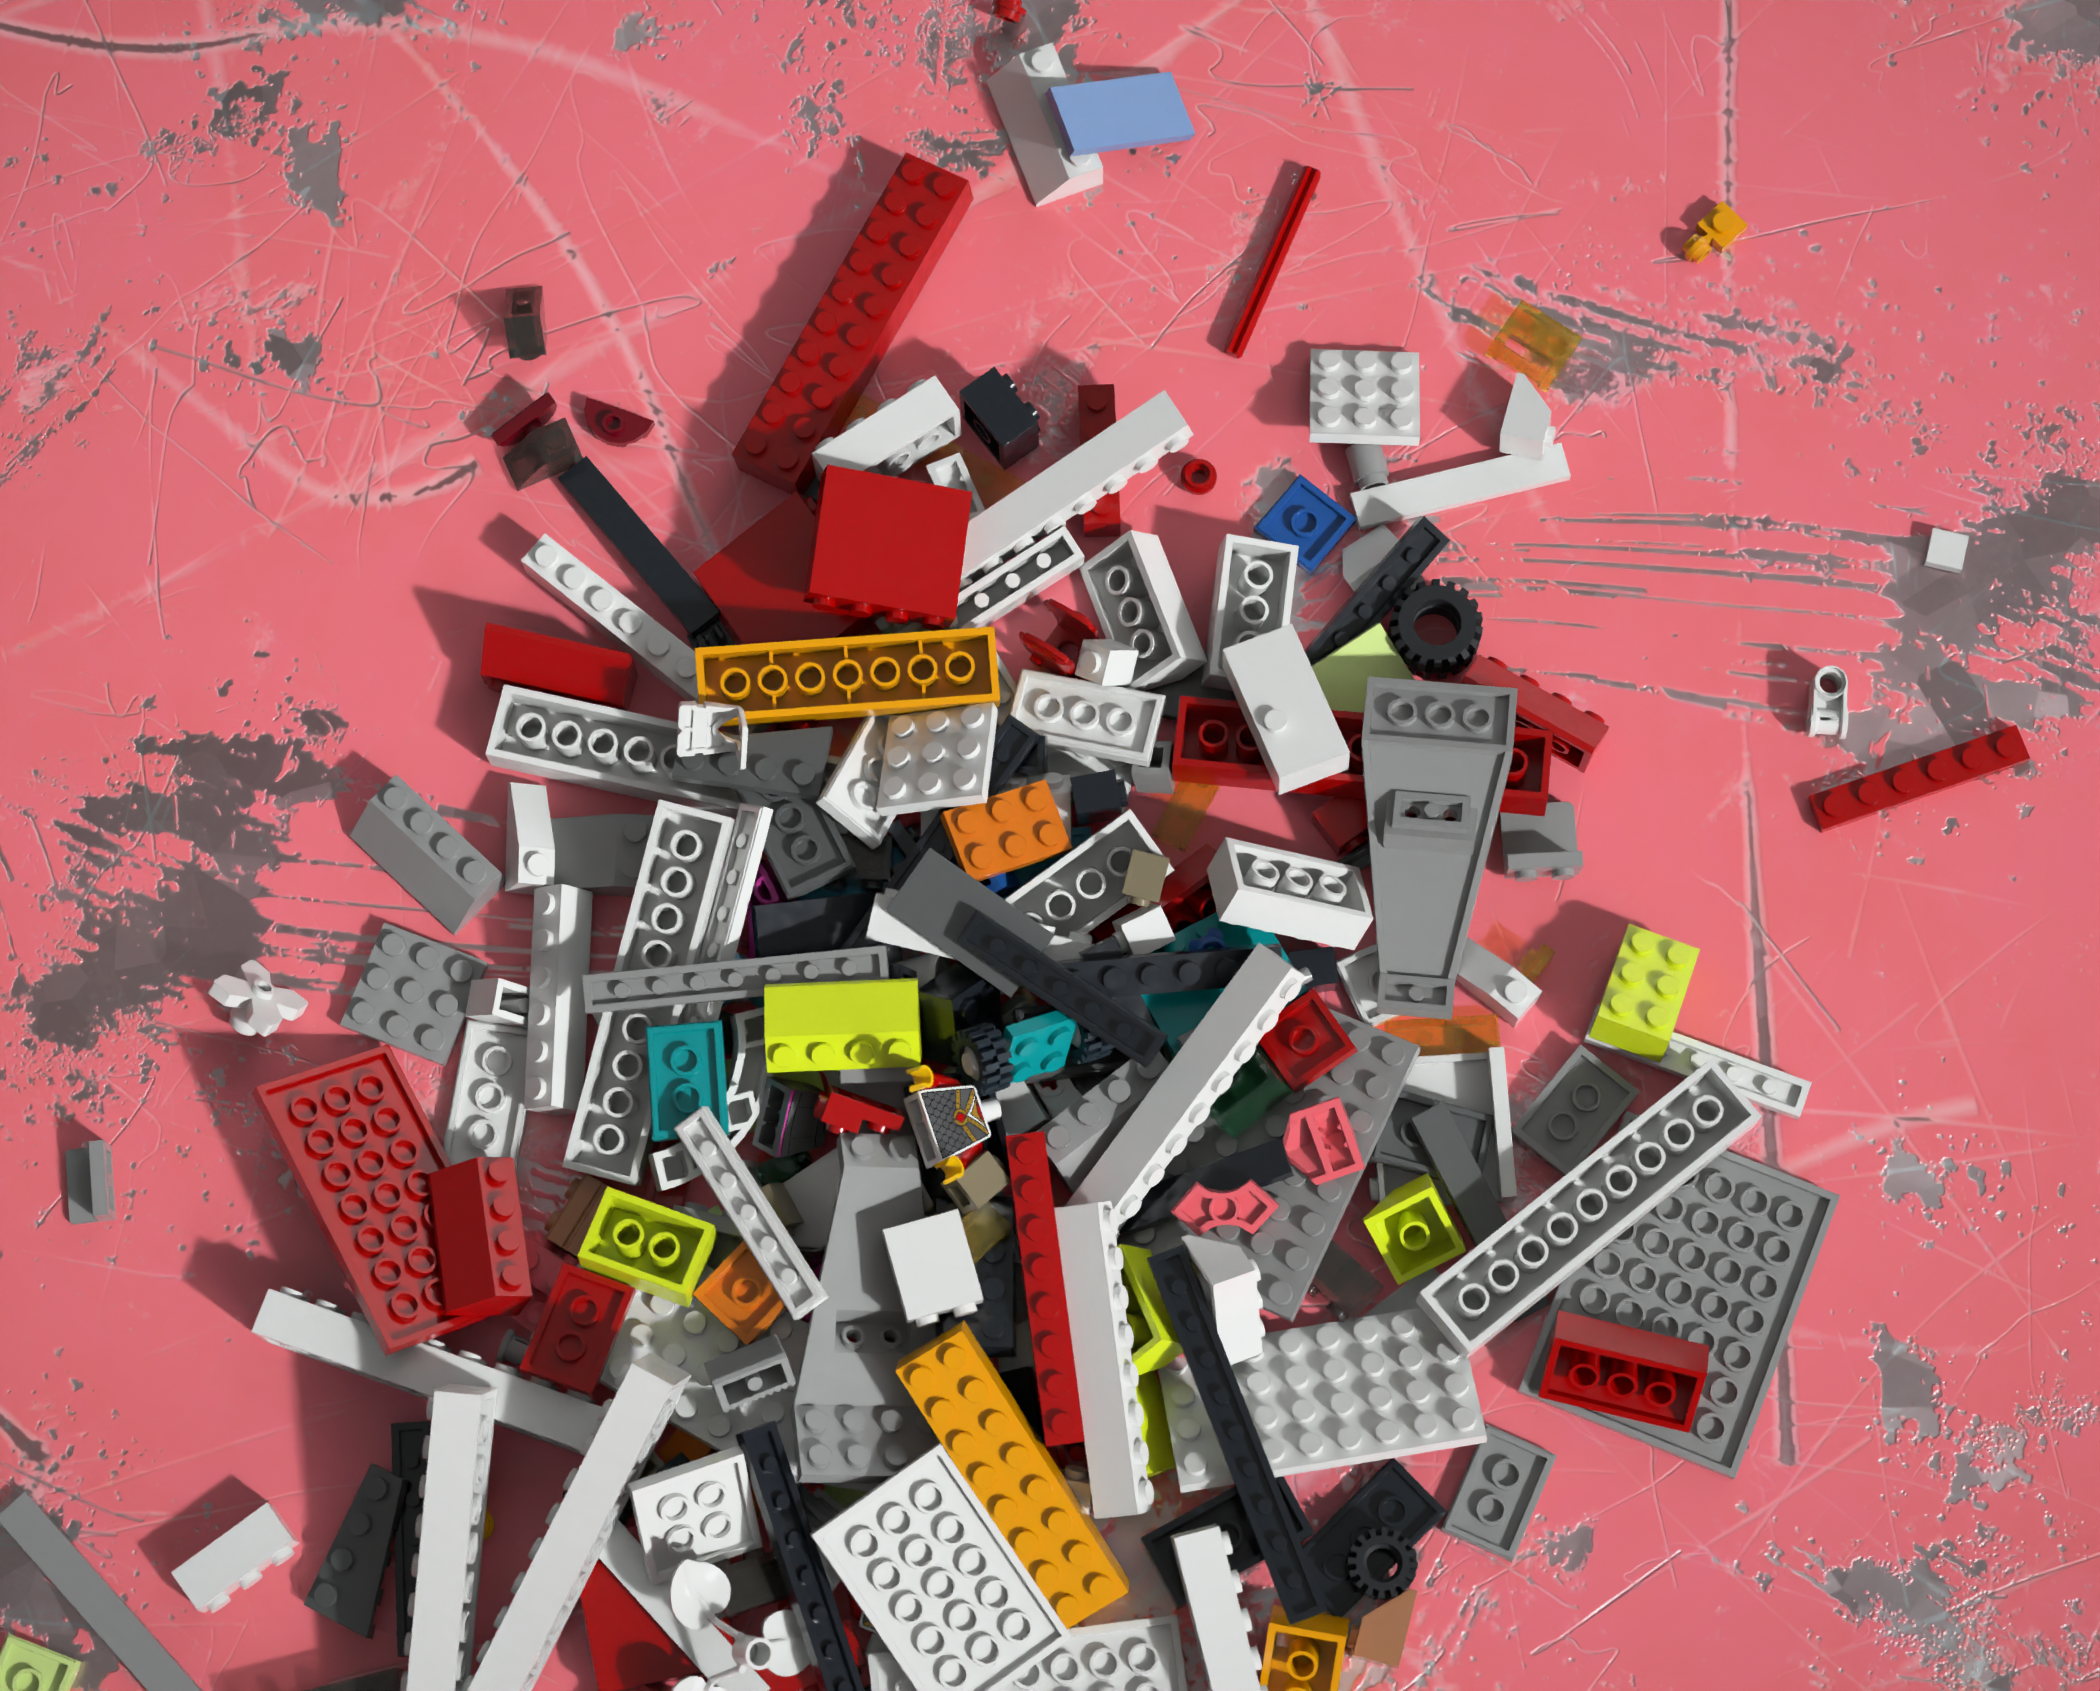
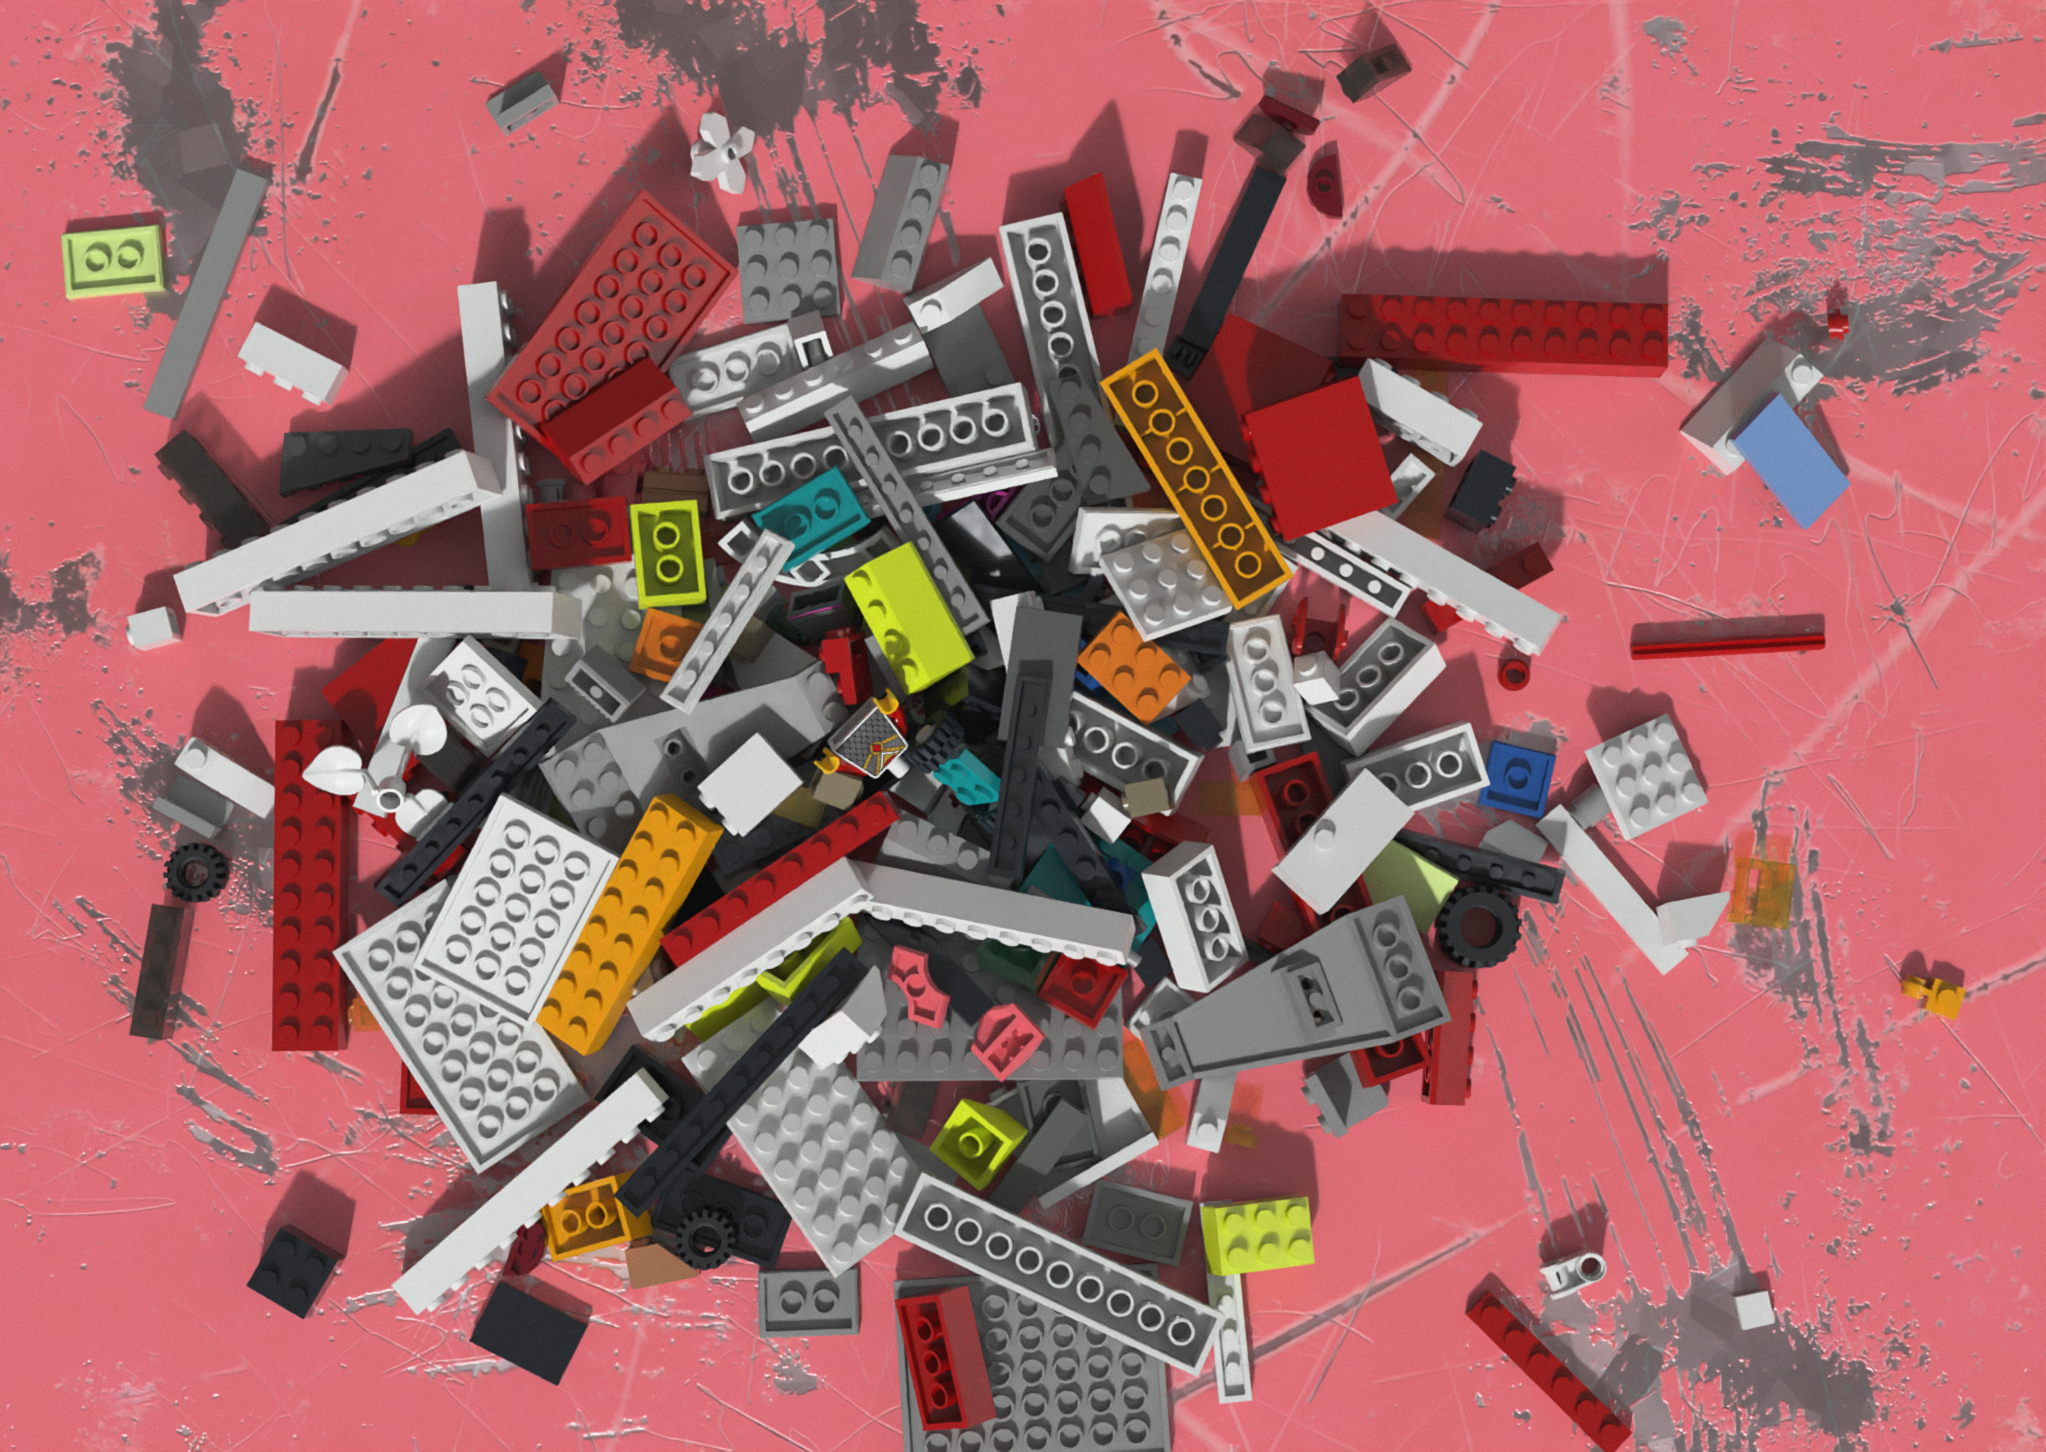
camera: 60 degrees right, 10 degrees up
(700, 732) = (1092, 386): white piece -> none

